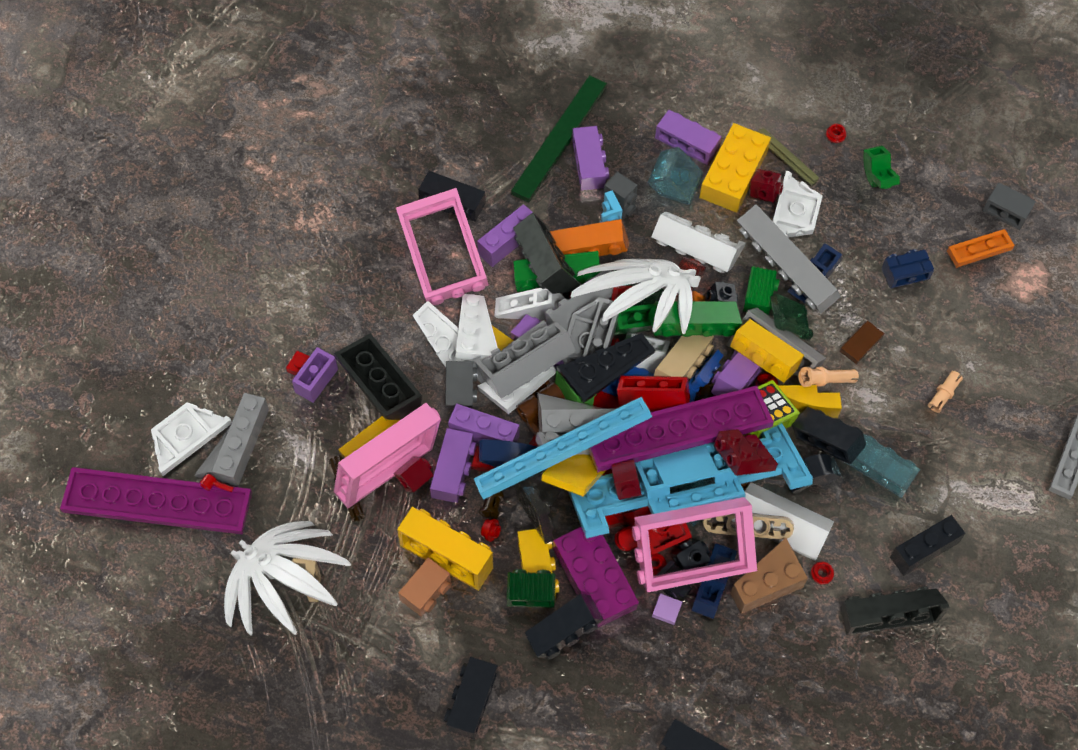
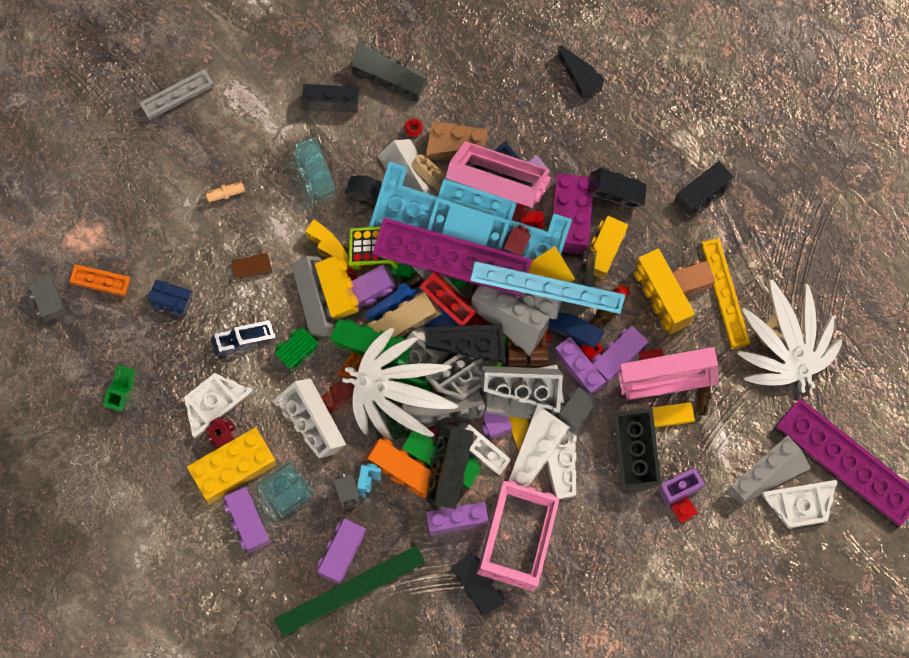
camera: 150 degrees left, 10 degrees up
(209, 481) = (804, 446): red hand -> none
(385, 602) = (725, 294): none -> yellow tile
(531, 589) = (625, 222): dark green brick -> none
(721, 292) = (332, 359): black brick -> none
(744, 453) = (421, 207): dark red plate -> none
(788, 258) = (259, 354): light grey brick -> none
(790, 159) = (180, 454): olive axle -> none
(791, 316) = (291, 316): clear green plate -> none
(821, 376) = (310, 247): light nougat pin -> none
(829, 435) = (337, 205): black brick -> none
(836, 129) = (123, 443): red plate -> none

